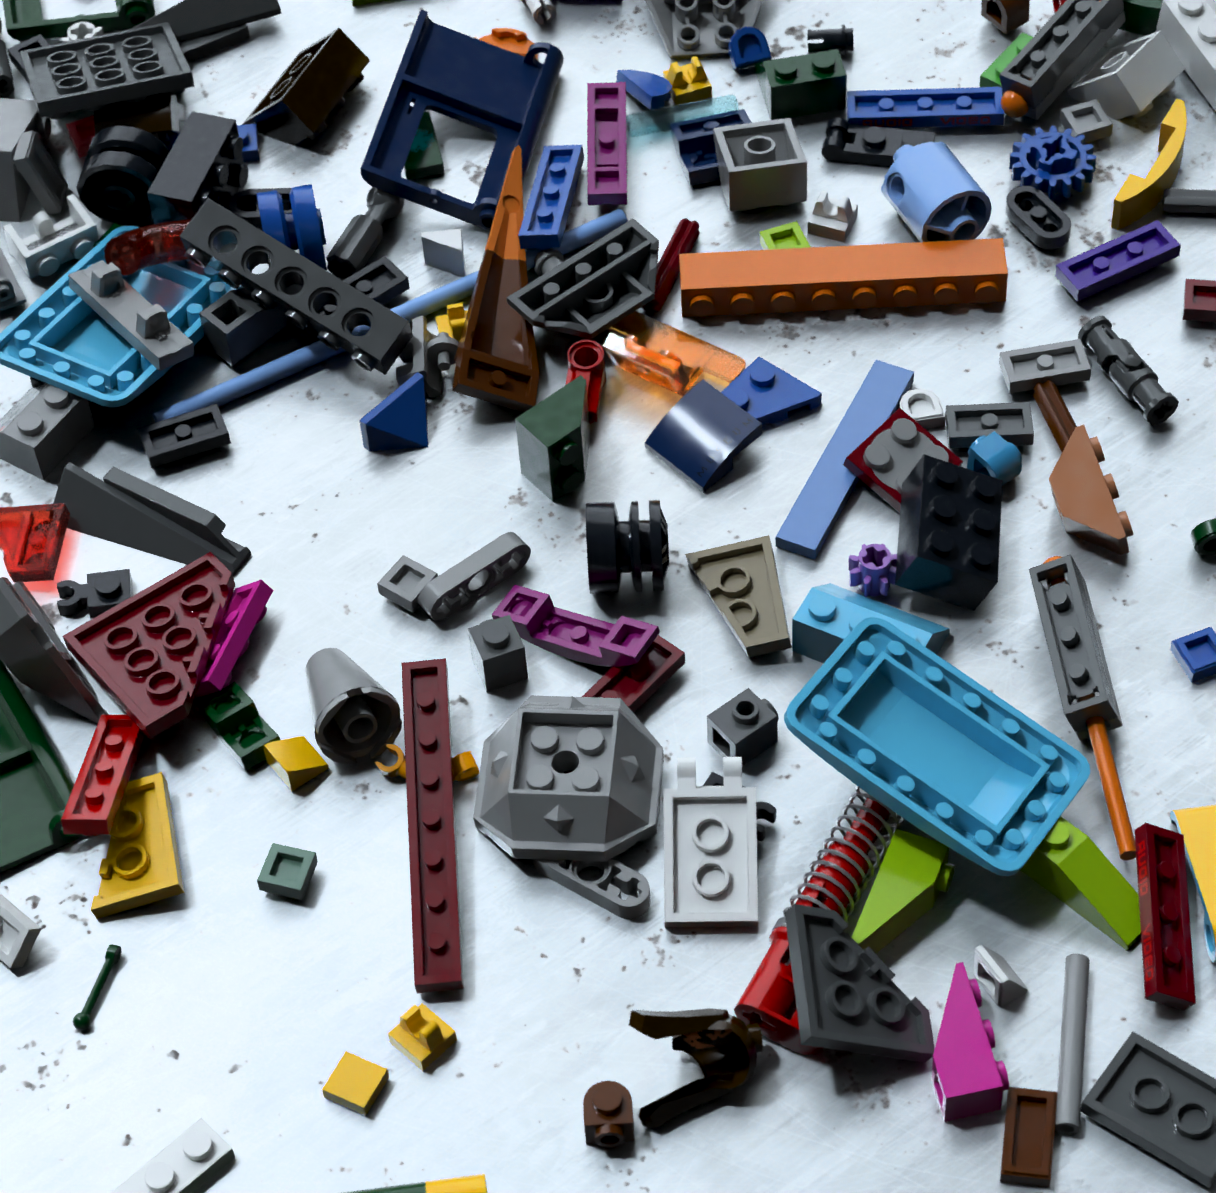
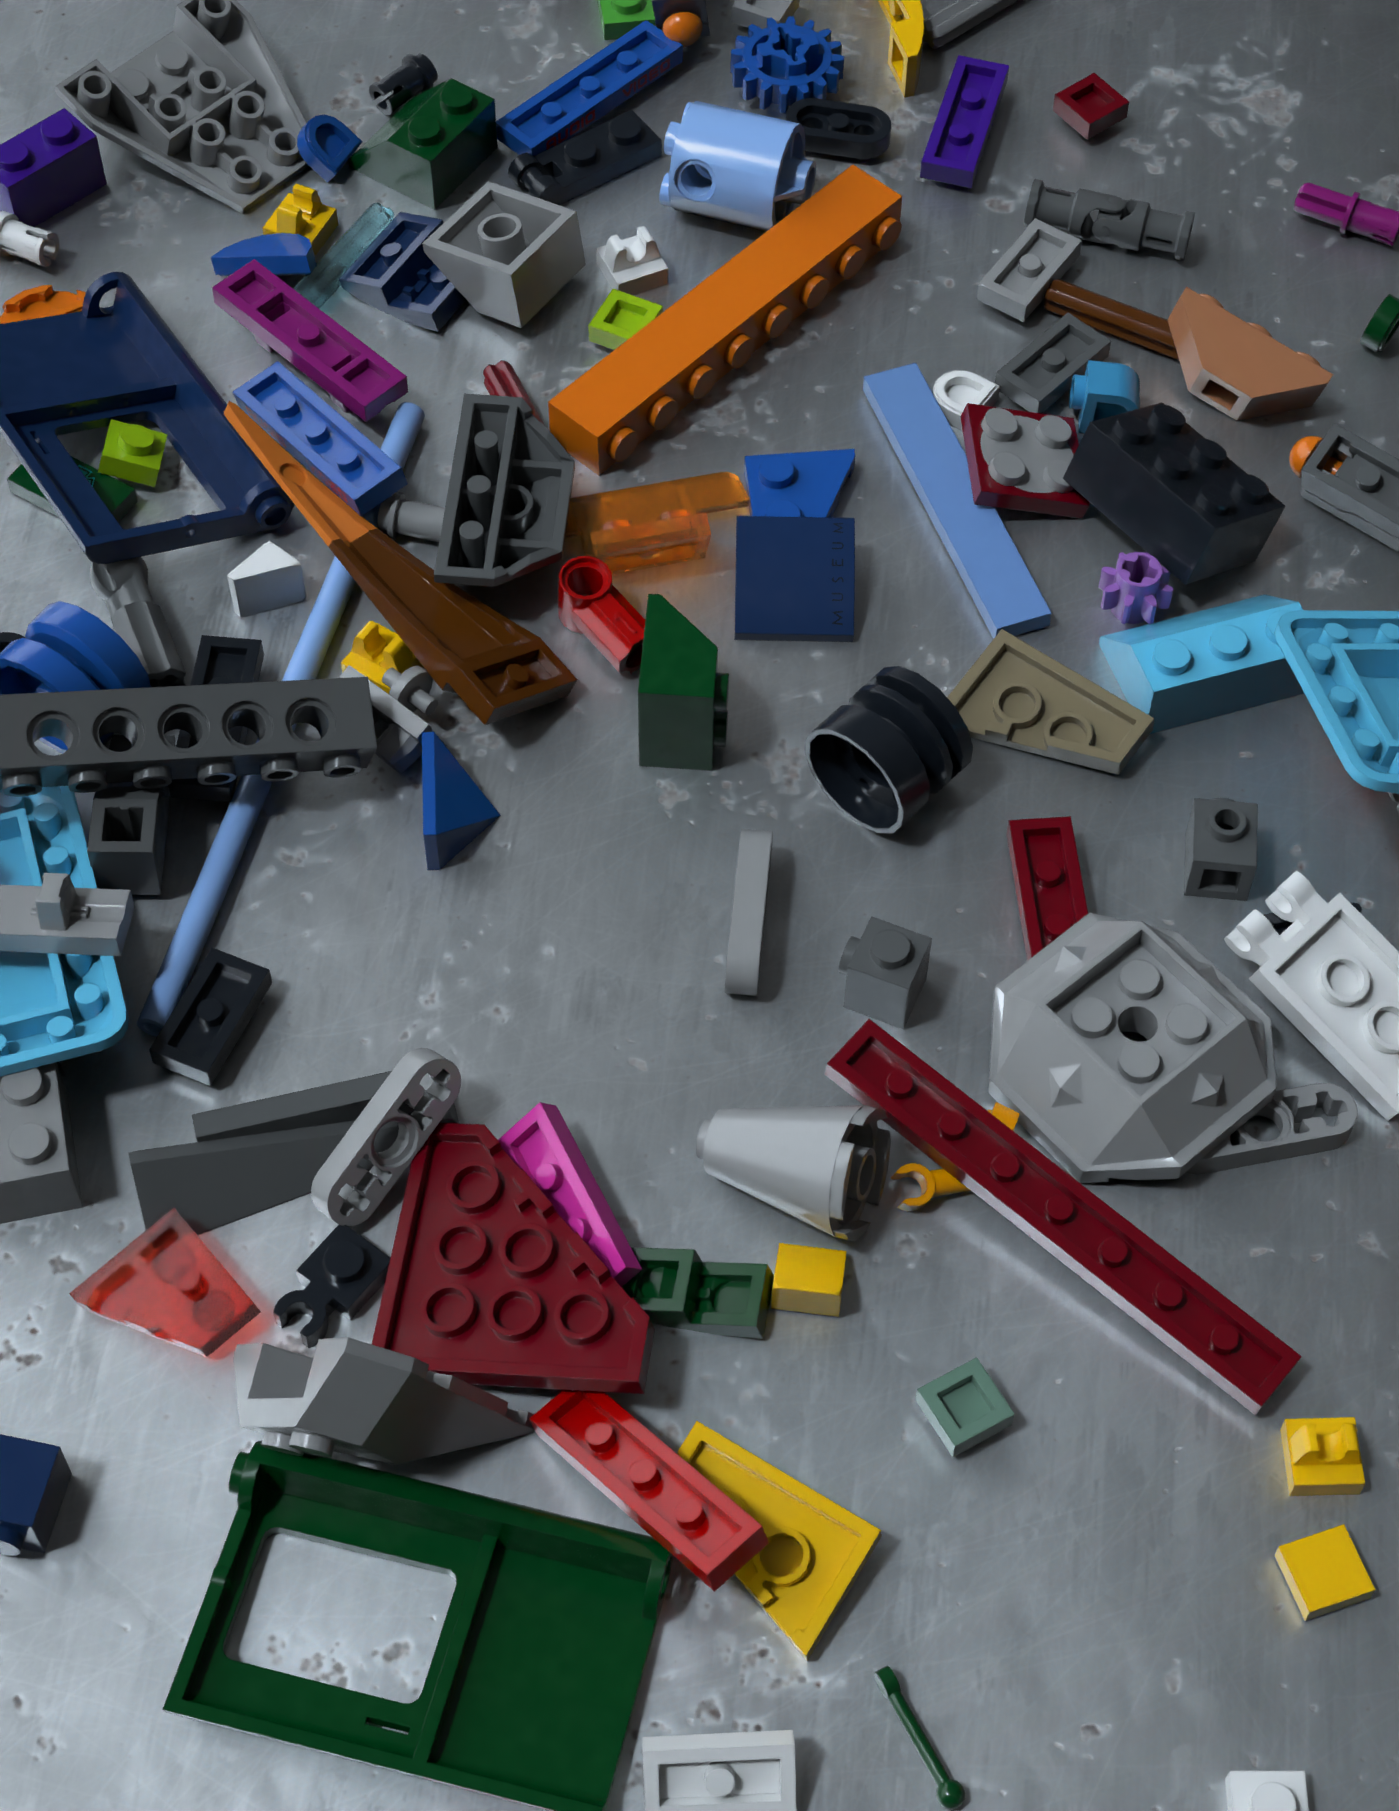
camera: 50 degrees left, 5 degrees up
(171, 558) = (358, 1142): none -> light grey beam
(404, 582) = (686, 977): light grey plate -> none
(462, 145) = (132, 453): none -> lime plate
(575, 634) = (939, 886): magenta slope -> none

